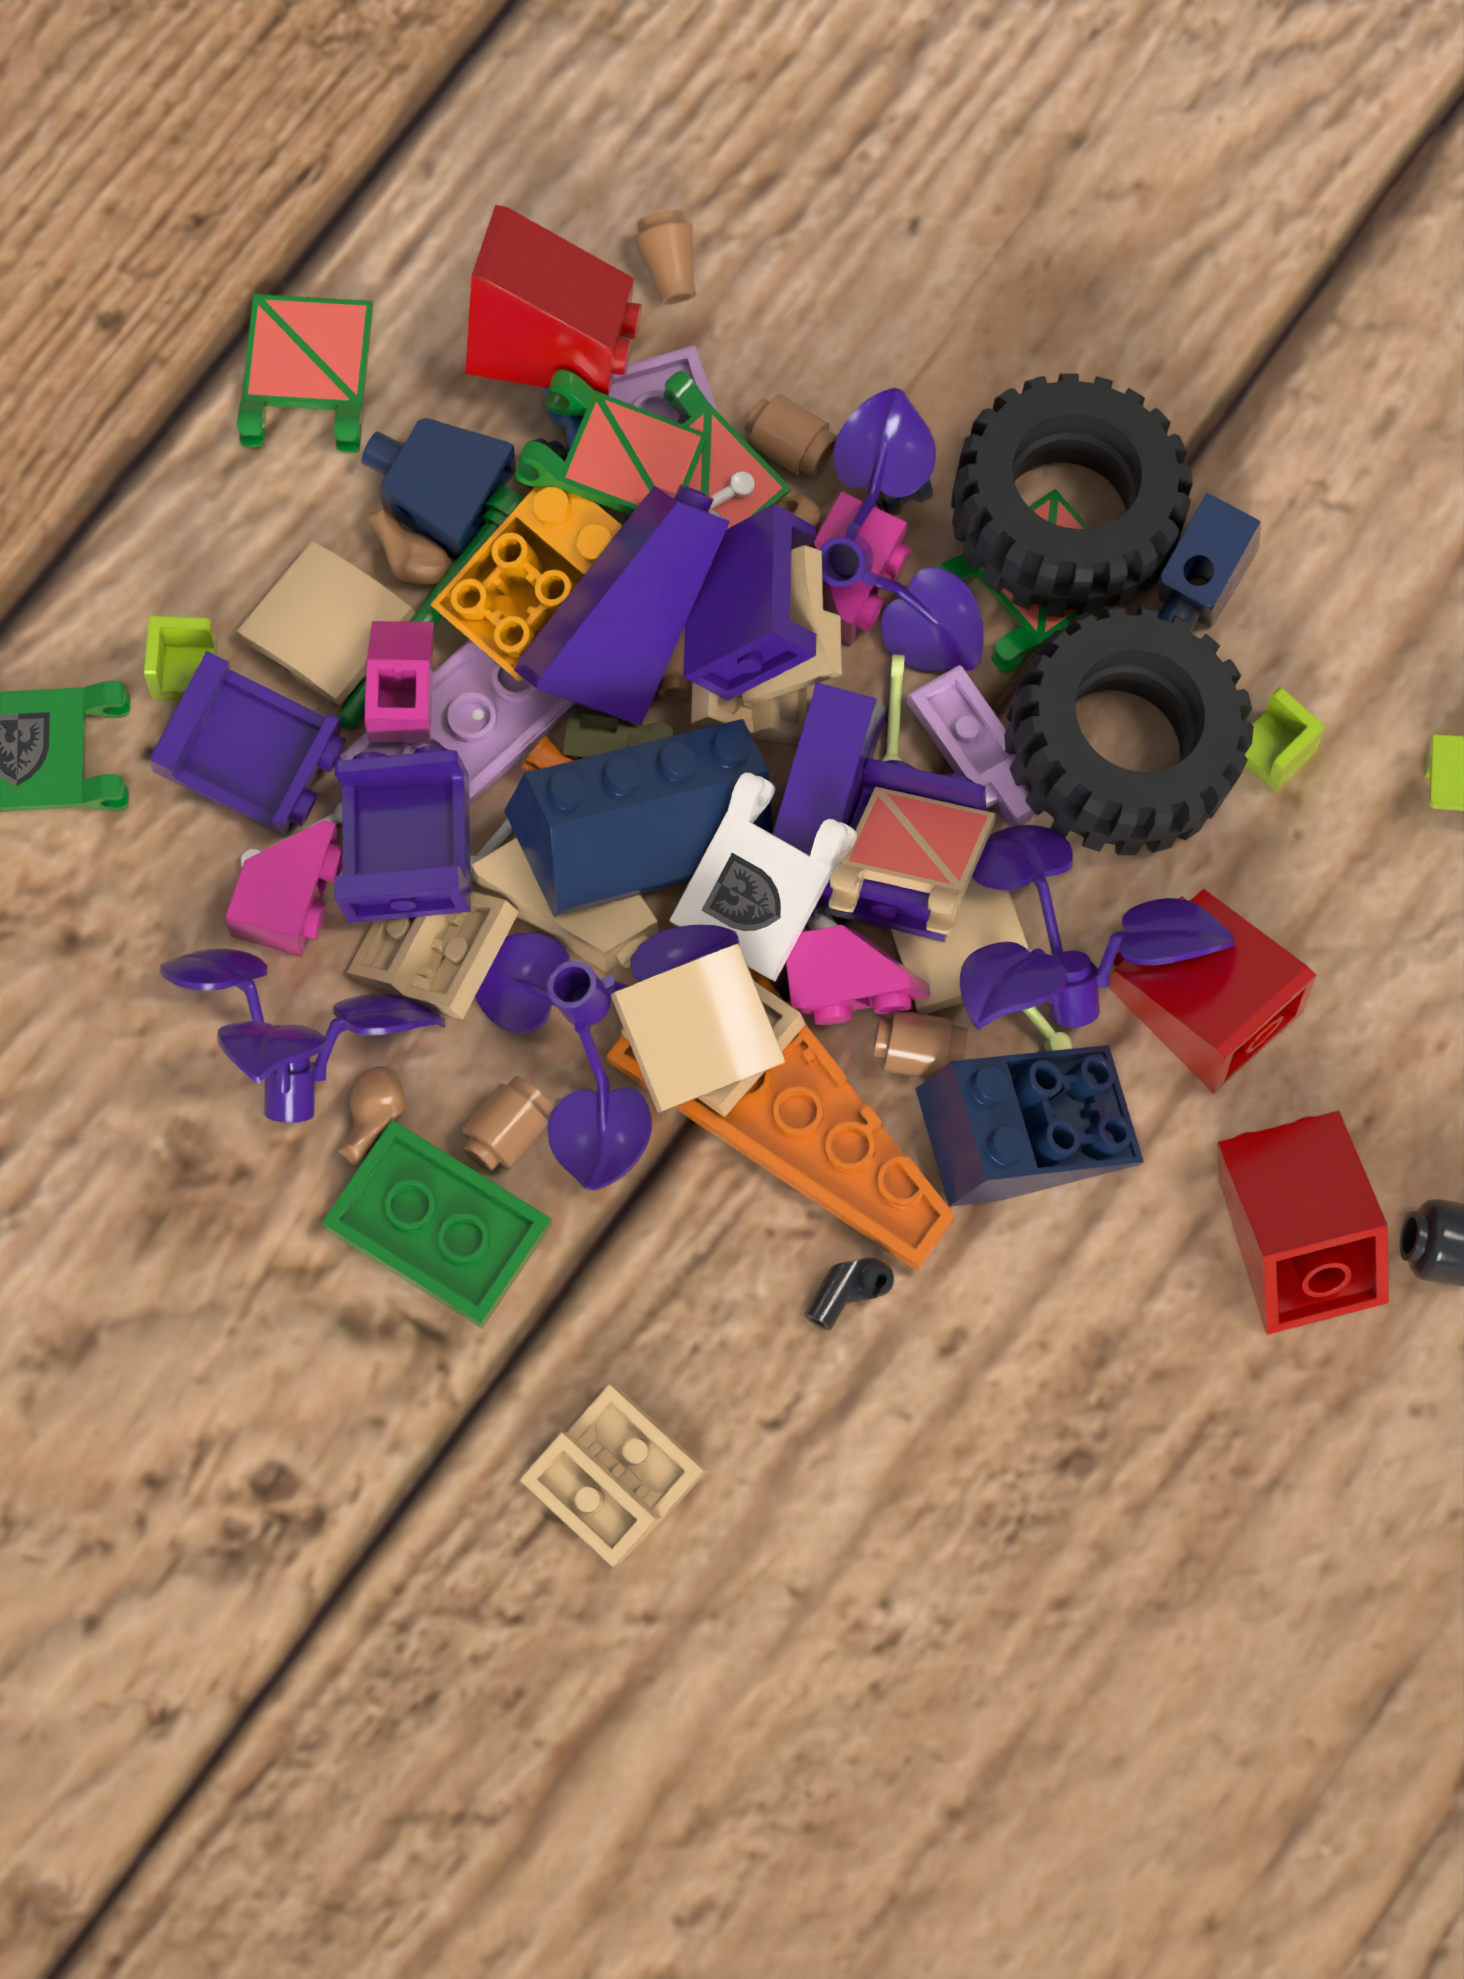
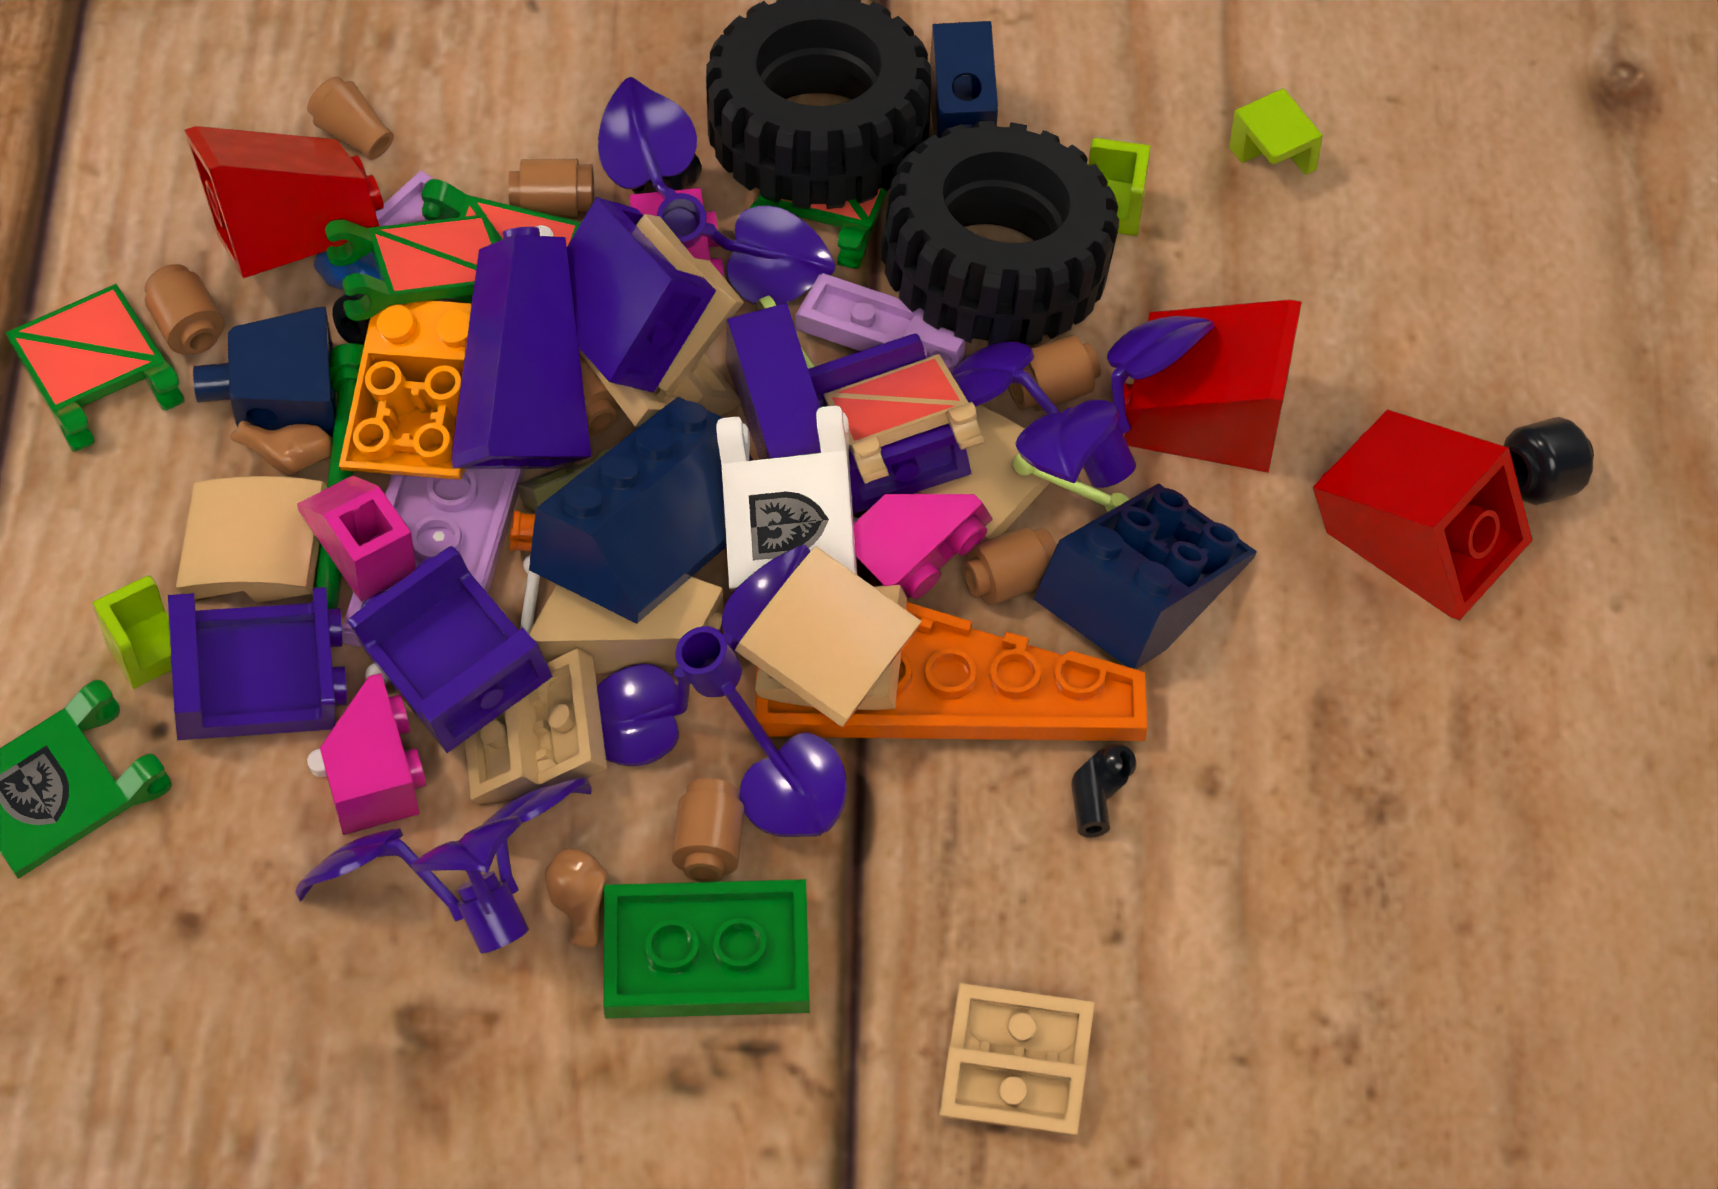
camera: 35 degrees left, 15 degrees down
(405, 367) = (183, 309): none -> medium nougat brick
(1092, 890) = (1062, 370): none -> medium nougat brick

